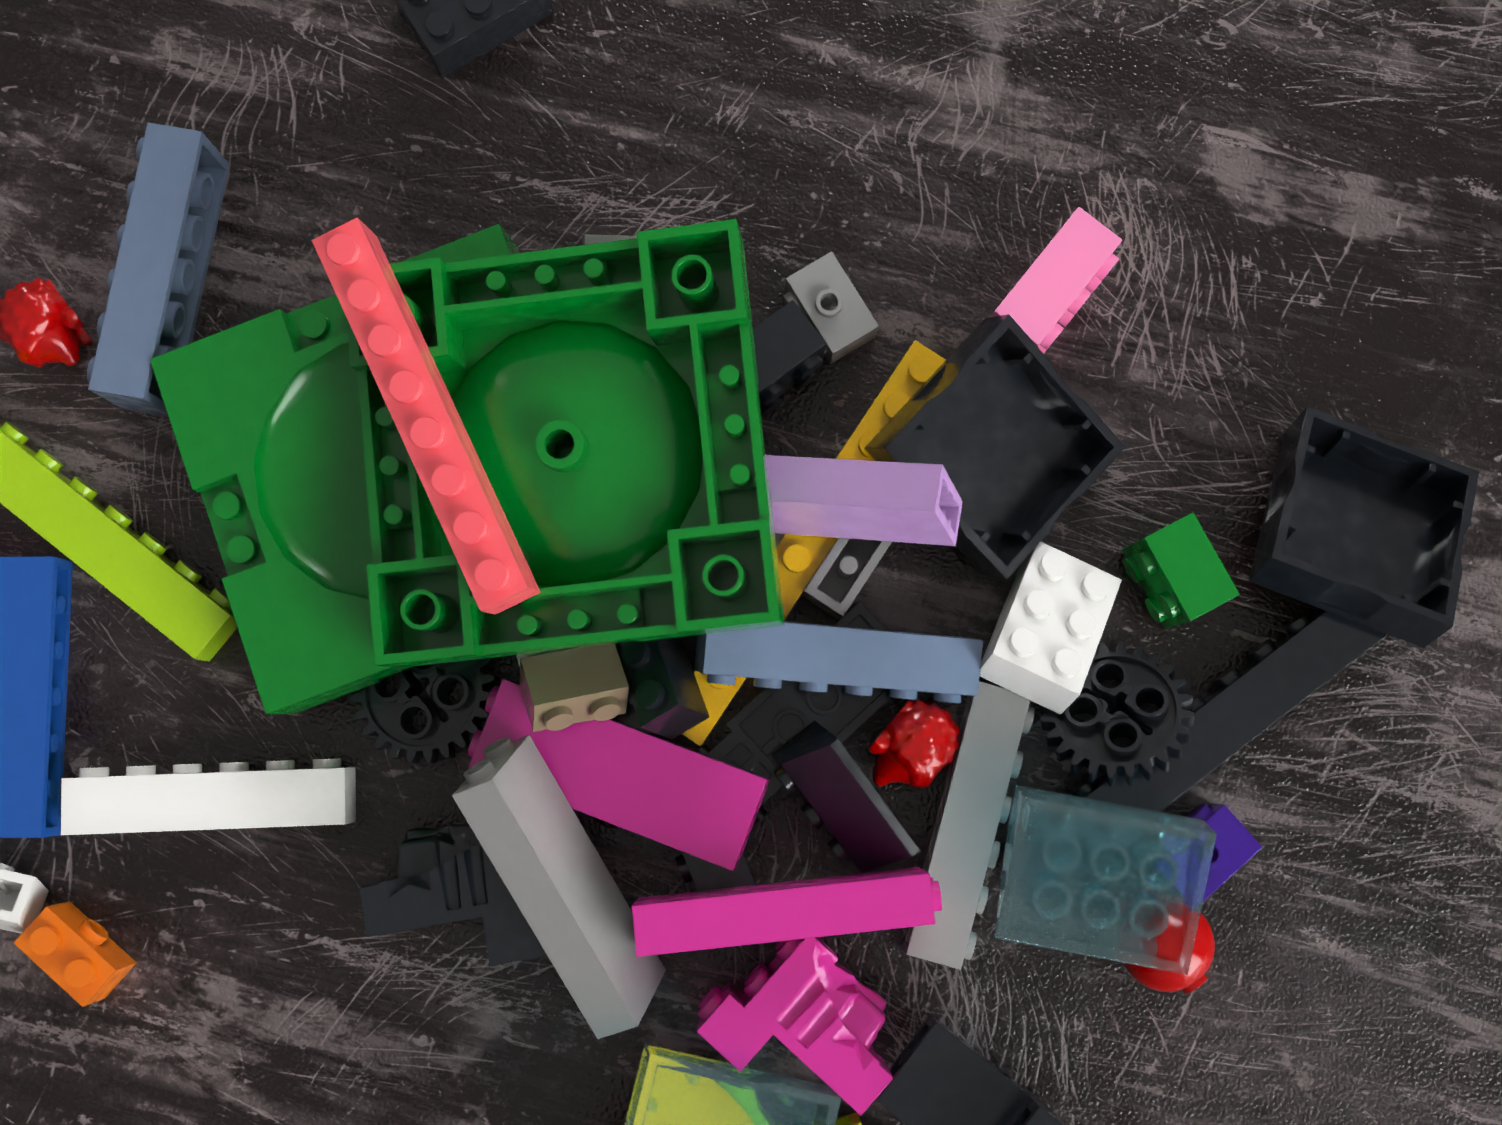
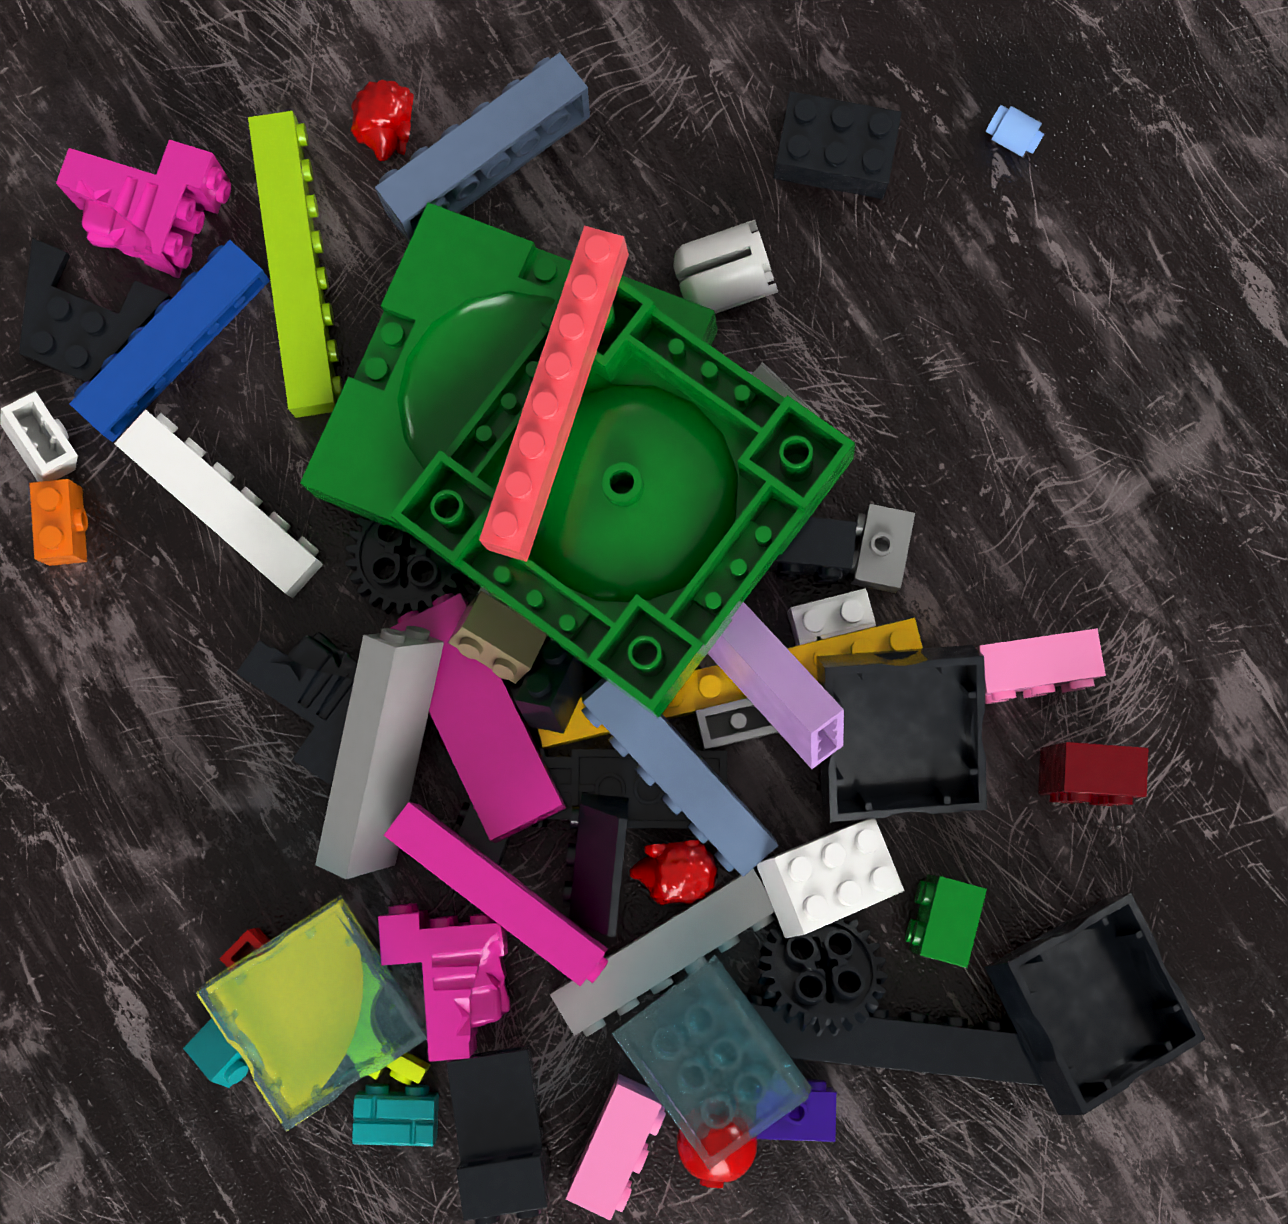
camera: 50 degrees right, 0 degrees up
(472, 185) = (725, 268): none -> white cylinder
(843, 406) = (831, 617): none -> white brick
(1086, 1032) = (616, 1148): none -> bright pink brick
(1187, 333) = (1093, 773): none -> dark red brick

